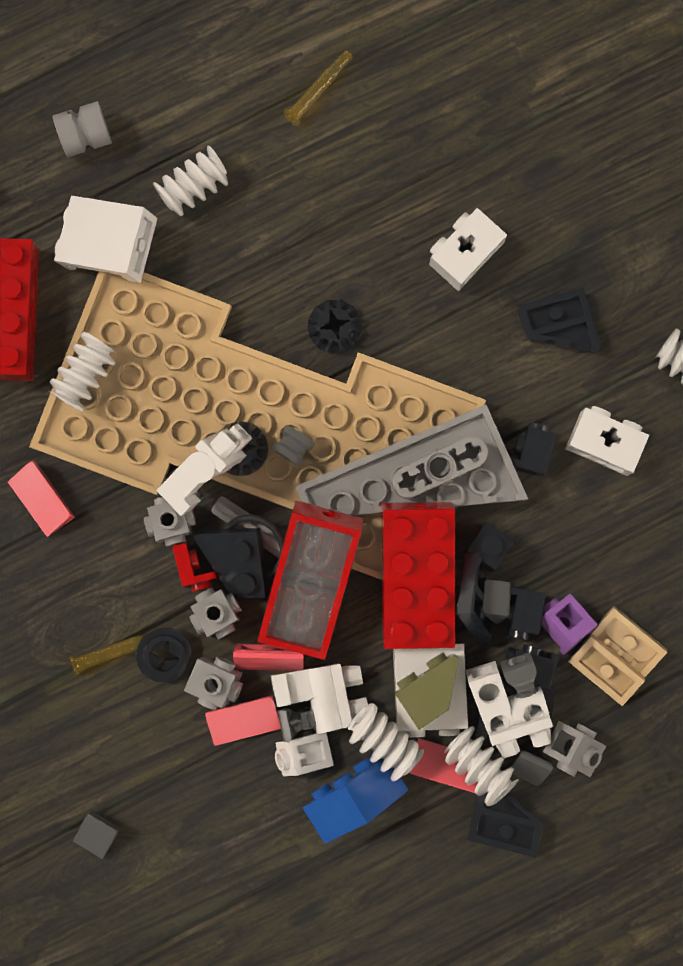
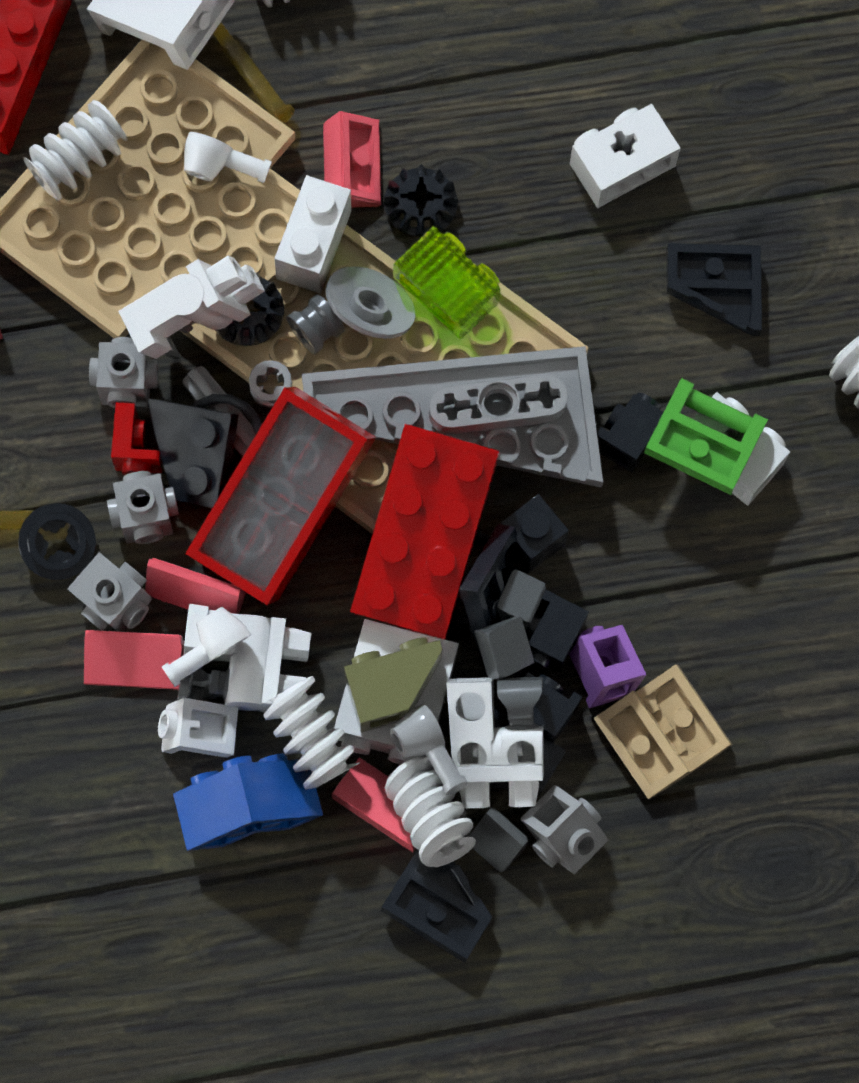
camera: 15 degrees right, 10 degrees down
(177, 346) = (207, 156): none -> white bar
(187, 270) = (253, 75): none -> clear yellow piece
(270, 381) = (313, 234): none -> white brick
(276, 311) = (353, 157): none -> coral slope
(284, 503) = (260, 374): none -> light grey bush
(300, 694) = (217, 635): none -> white bar
(326, 419) = (370, 302): none -> light grey dish
(375, 386) = (448, 281): none -> clear neon green brick
(460, 722) = (421, 735): none -> light grey bar
(497, 640) = (504, 647): none -> dark grey slope
(587, 455) = (700, 449): none -> bright green plate

